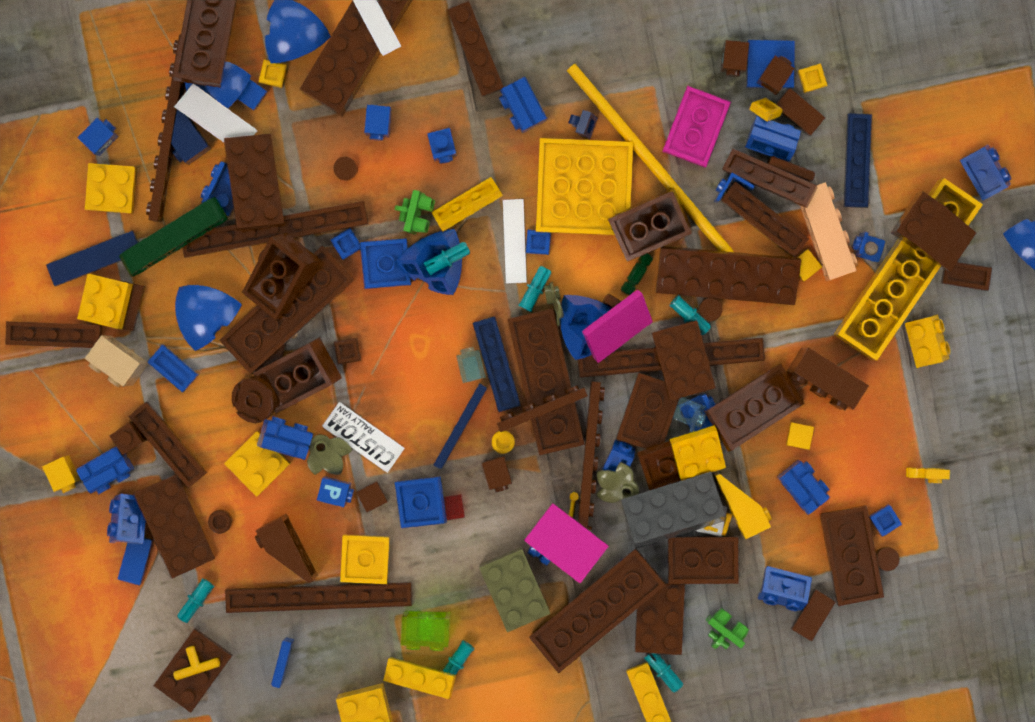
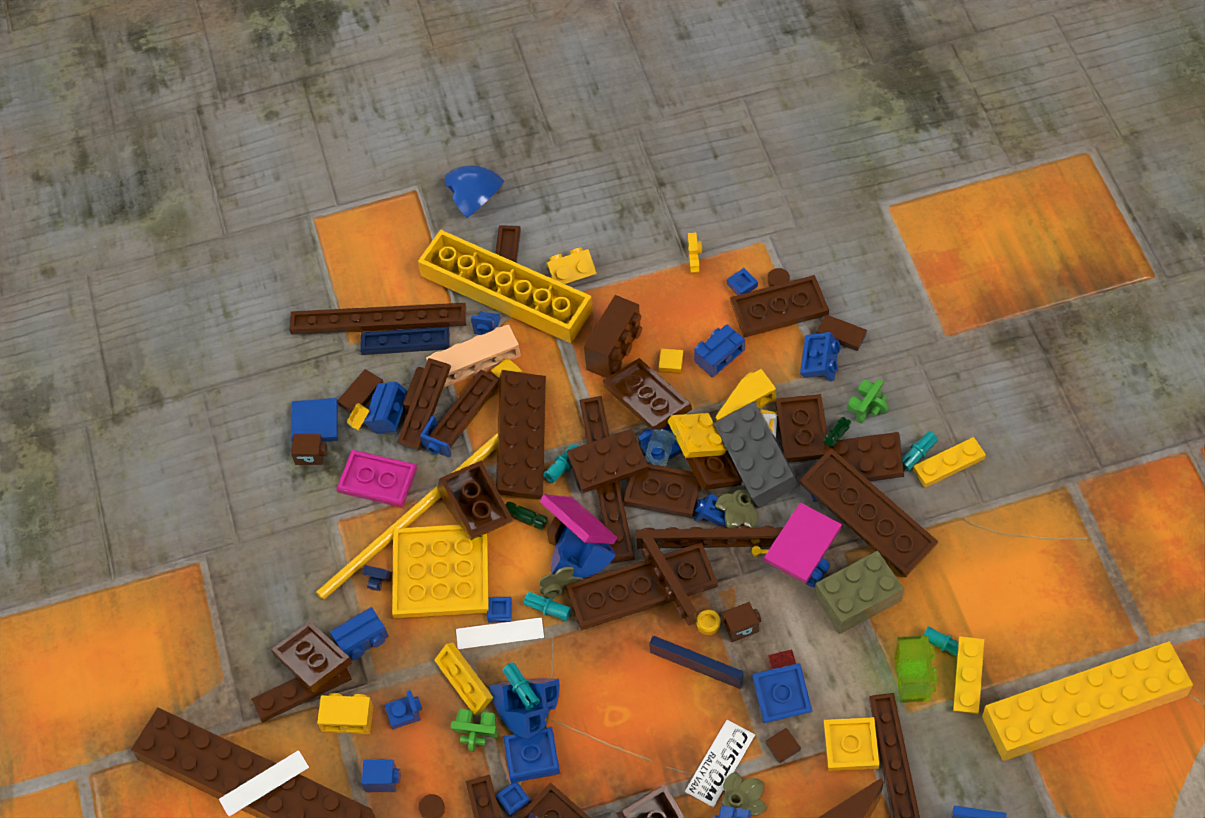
camera: 85 degrees left, 30 degrees down
(335, 492) = (782, 781): blue brick -> none
(347, 351) = (629, 786): reddish brown tile -> none
(442, 90) = (345, 714): none -> yellow brick
(470, 365) = (632, 658): clear light blue brick -> none
(496, 364) = (628, 636): dark blue tile -> none
(501, 58) = (311, 656): none -> reddish brown plate
(692, 593) = (837, 431): none -> dark green axle
(710, 309) = (555, 447): reddish brown tile -> none
(776, 74) = (324, 409): reddish brown brick -> none
(812, 78) = (327, 385): yellow tile -> none
(886, 132) = (378, 318): none -> reddish brown plate
(934, 231) = (465, 262): reddish brown slope -> none
(986, 172) = (411, 238): blue bracket -> none

